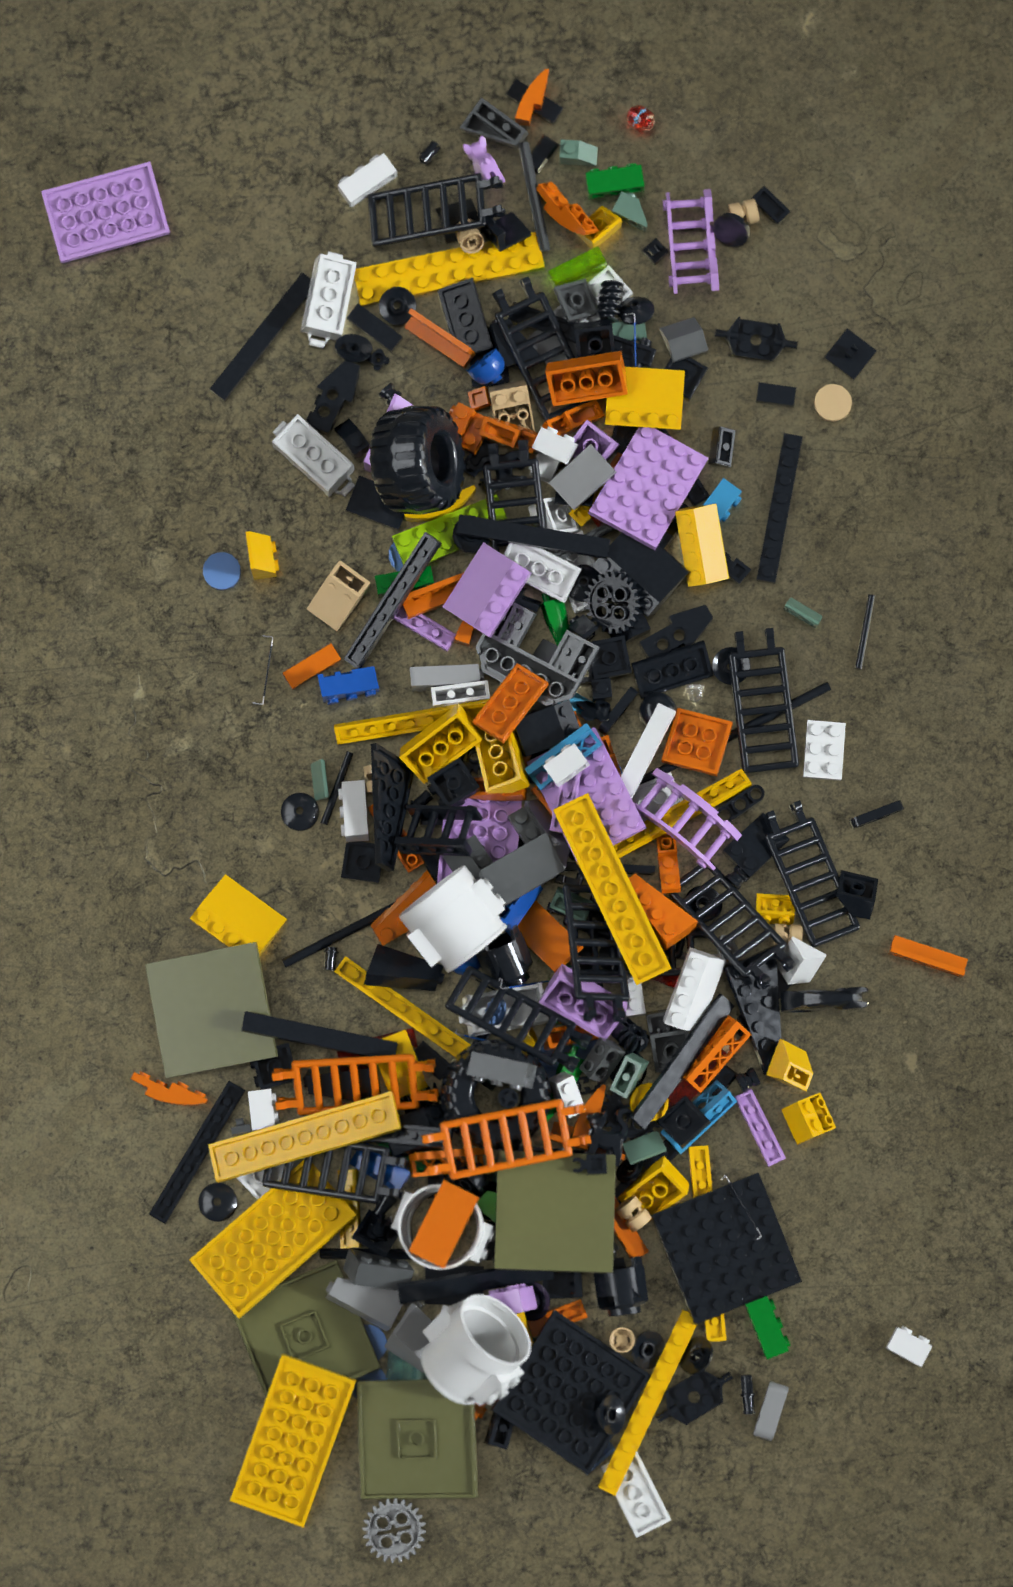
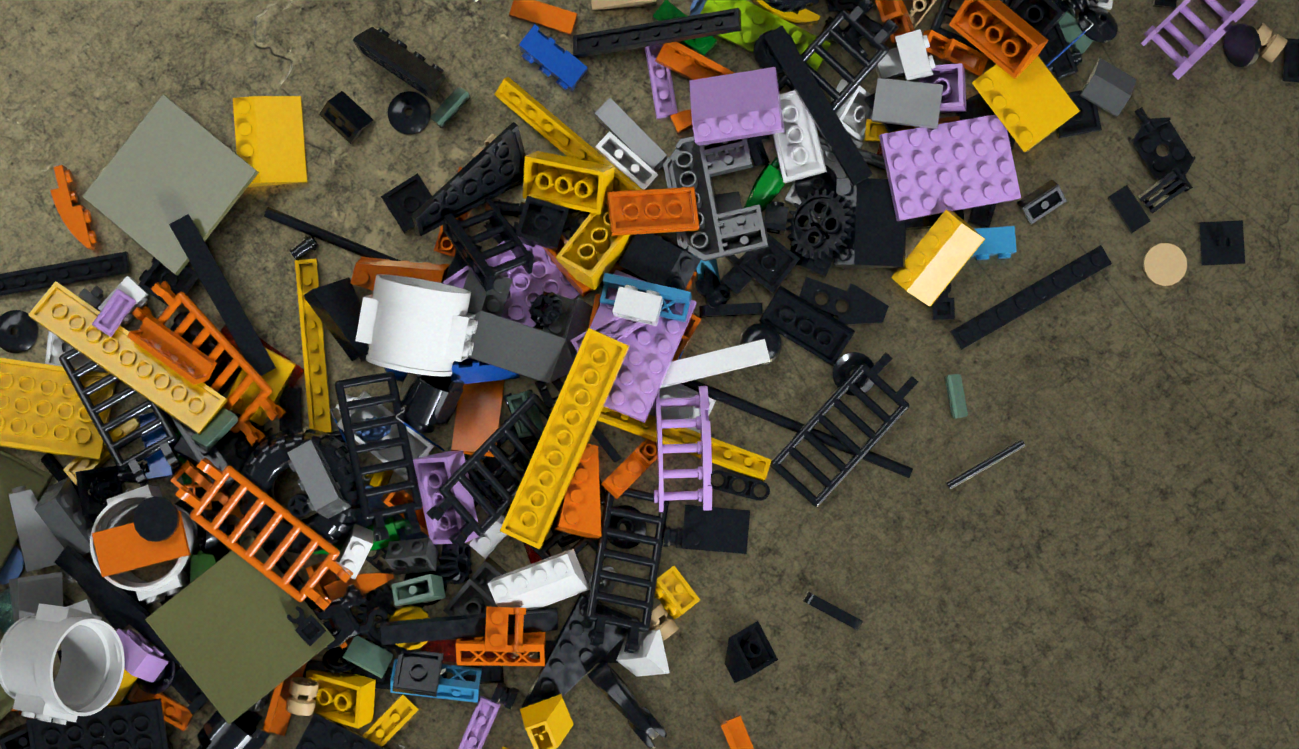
camera: 50 degrees right, 5 degrees up
(262, 787) = (400, 61): none -> black slope
(266, 855) = (345, 116): none -> black panel
(266, 1120) = (114, 313): none -> lavender tile
(327, 1100) = (173, 351): none -> orange fence
(338, 784) = (456, 126): black bar -> none
(354, 811) = (446, 158): white brick -> none
(406, 1115) = (216, 429): none -> sand green slope
(437, 1198) = (156, 519): none -> black tile
(520, 828) = (551, 313): none -> black gear
(697, 742) = (761, 401): orange plate -> none
(699, 688) = (807, 359): clear tile -> none
(700, 1042) = (497, 629): none -> orange plate
(775, 832) = (740, 537): black bar -> none
(787, 363) = (1168, 197): none -> black tile
(824, 750) = (850, 517): white plate -> none

